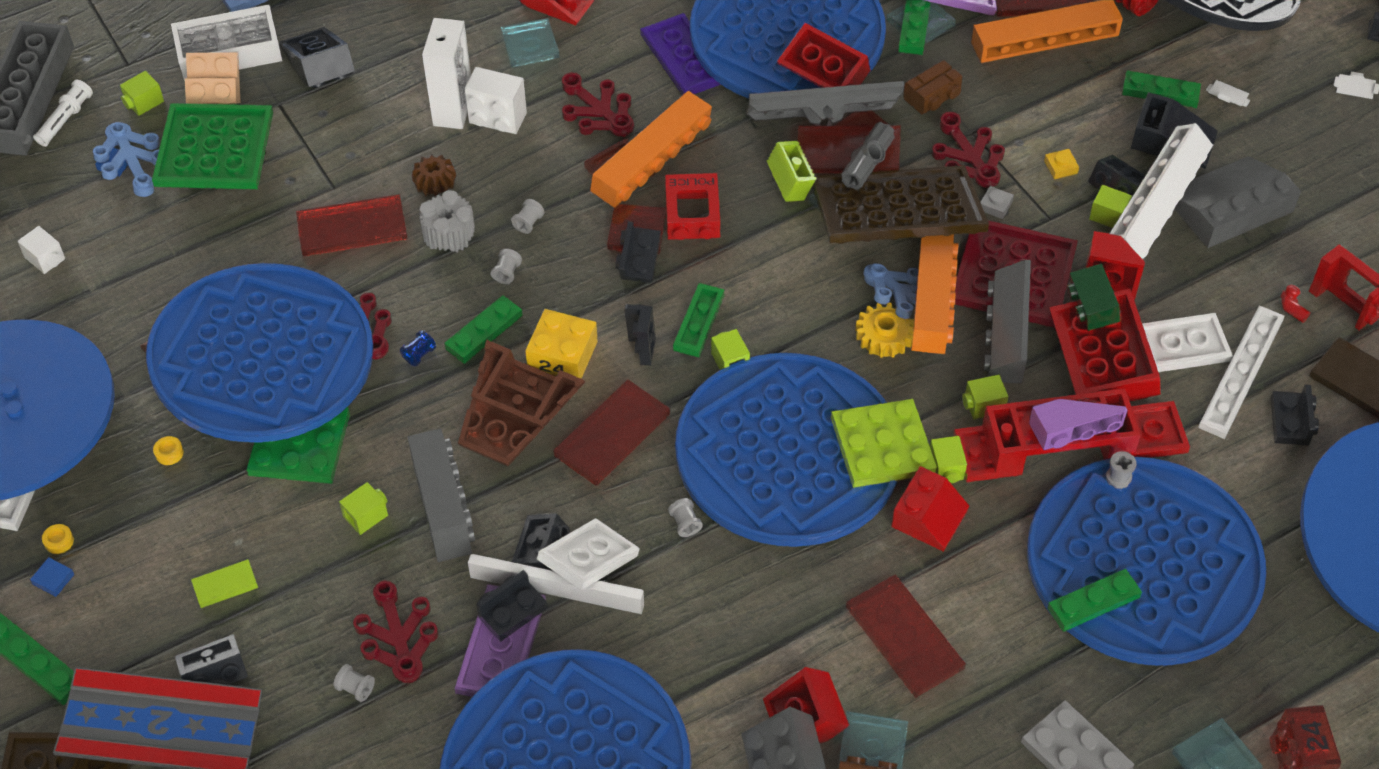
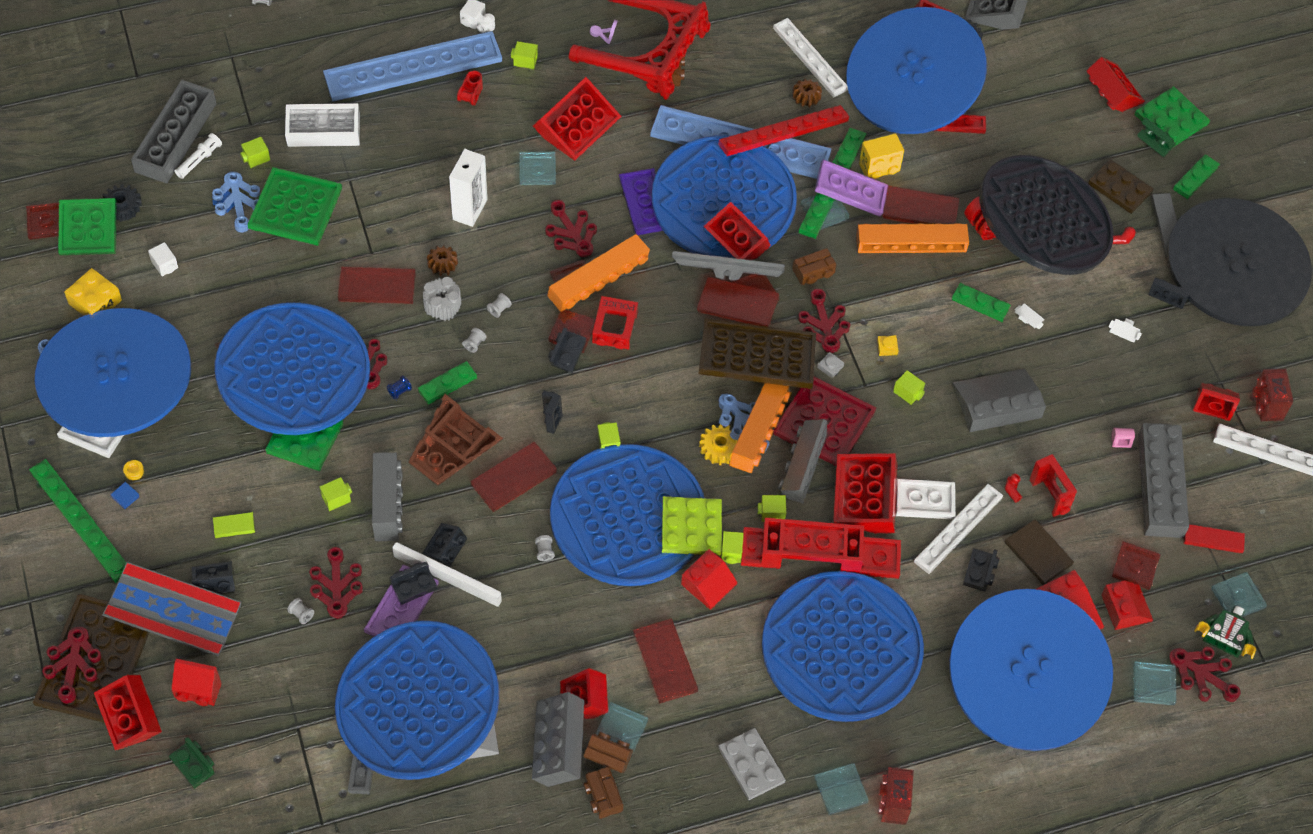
camera: 10 degrees right, 5 degrees up
(168, 450) = (217, 424): yellow tile -> none
(212, 78) = (306, 153): light nougat plate -> none
(318, 56) = (384, 148): black slope -> none
(495, 100) = (499, 212): white brick -> none
(562, 344) = (496, 407): yellow brick -> none
(588, 554) = (472, 559): white tile -> none
(698, 320) = (595, 408): green plate -> none
(791, 170) = (691, 311): lime brick -> none
(868, 155) = (753, 307): dark grey piece -> none
(1070, 420) = (815, 541): medium lavender slope -> none
(1094, 297) = (866, 455): dark green brick -> none
(1094, 600) = (795, 666): green plate -> none
(1116, 175) = (924, 366): black bracket -> none
(1118, 259) = (890, 433): red slope -> none
(1121, 469) = (848, 577): light grey bush -> none
(1158, 122) = (974, 339): black slope -> none
(1162, 187) = (944, 385): white brick -> none

